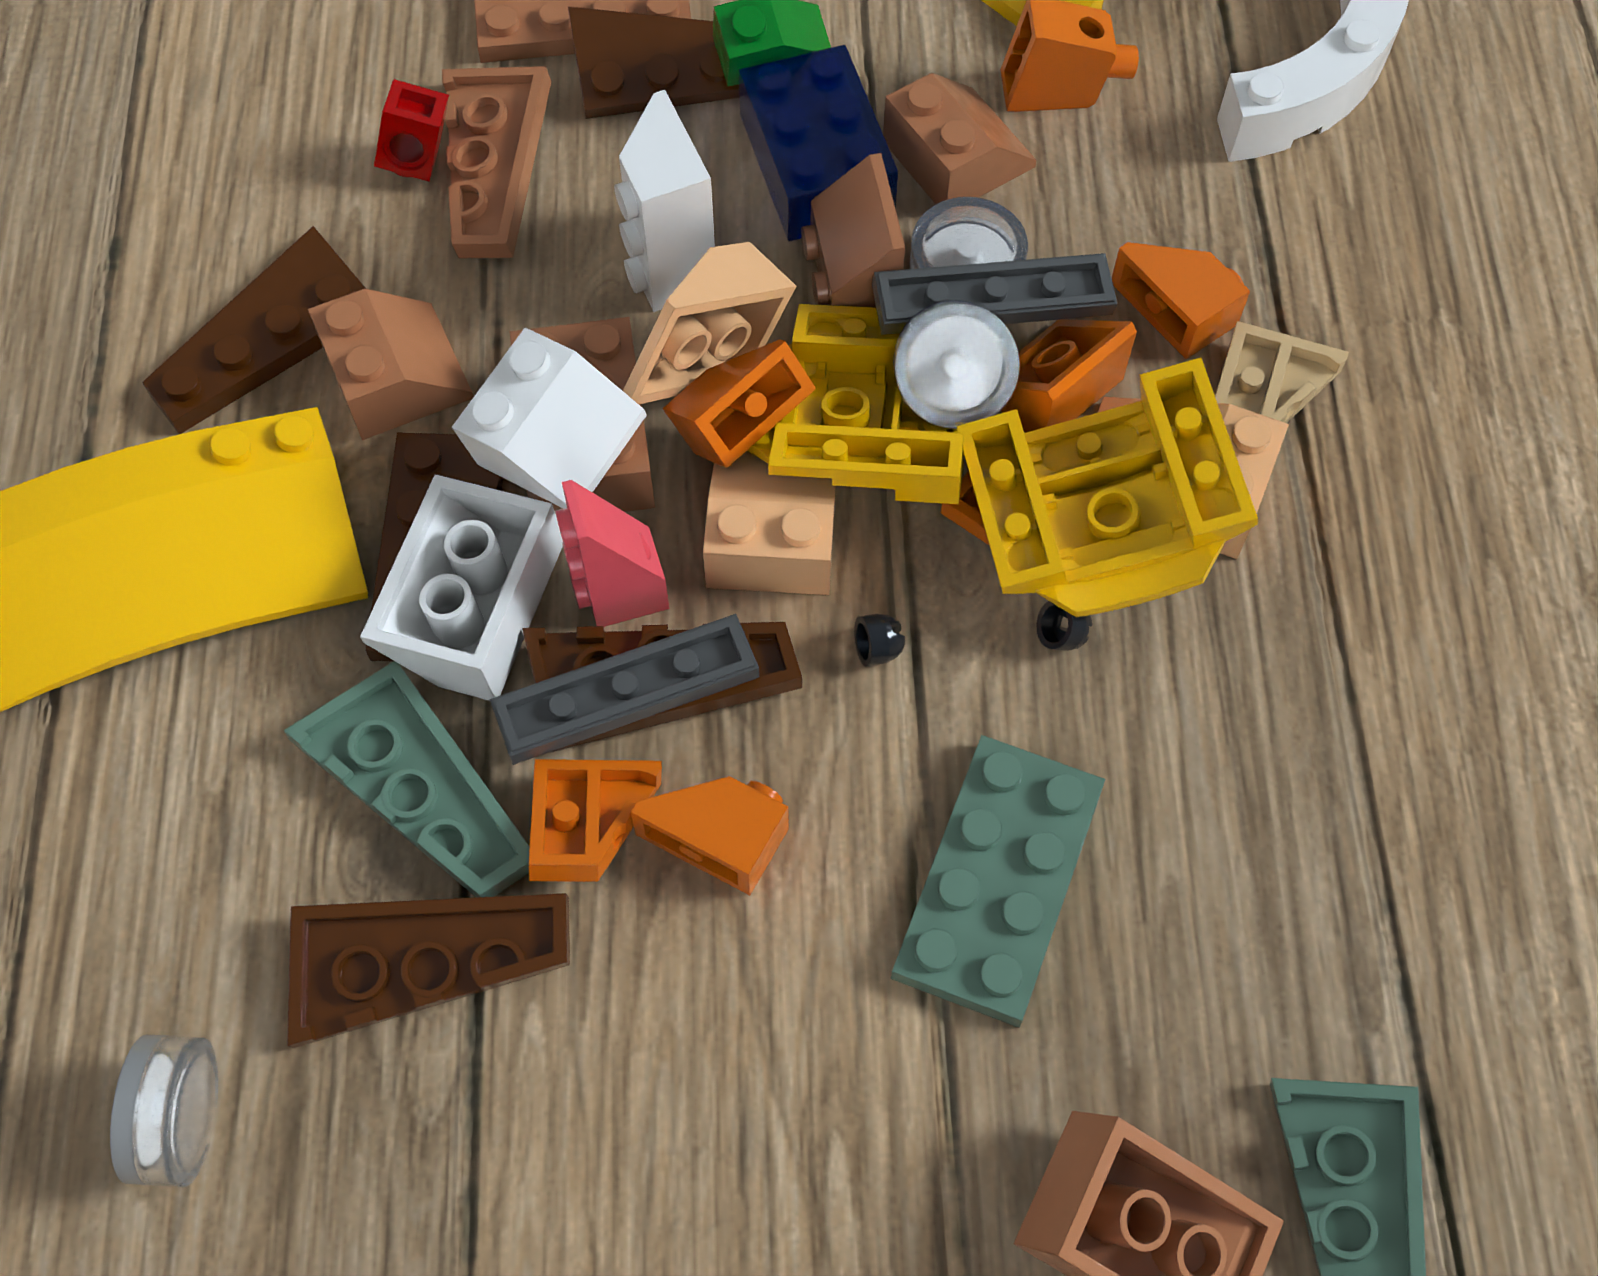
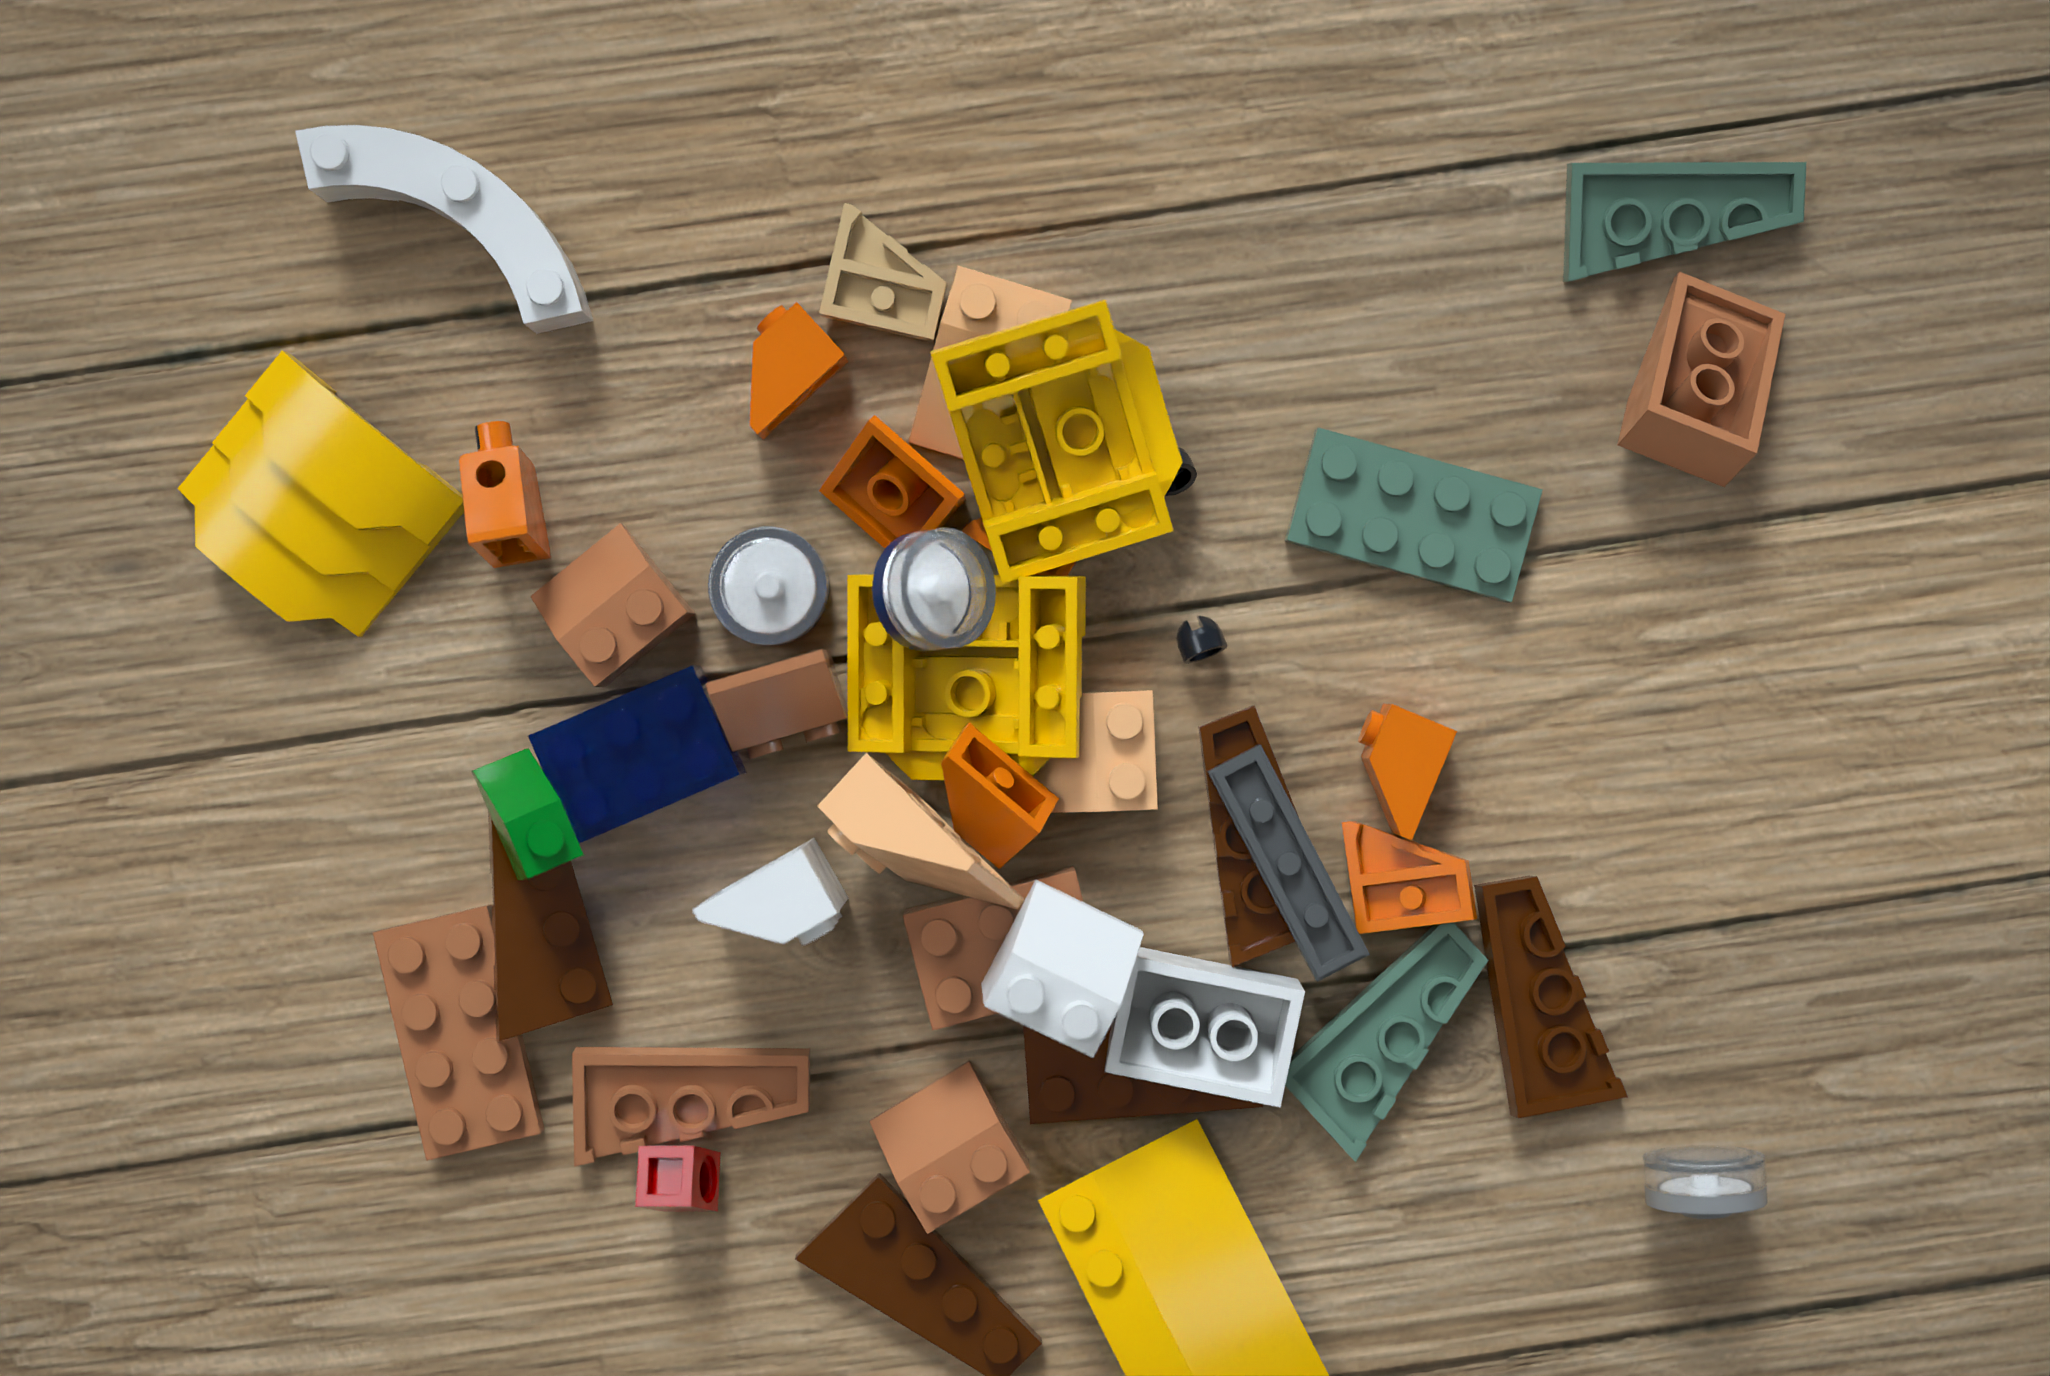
camera: 100 degrees left, 25 degrees up
(609, 558) = (1174, 892): coral slope -> none
(1008, 289) = (833, 556): dark grey tile -> none

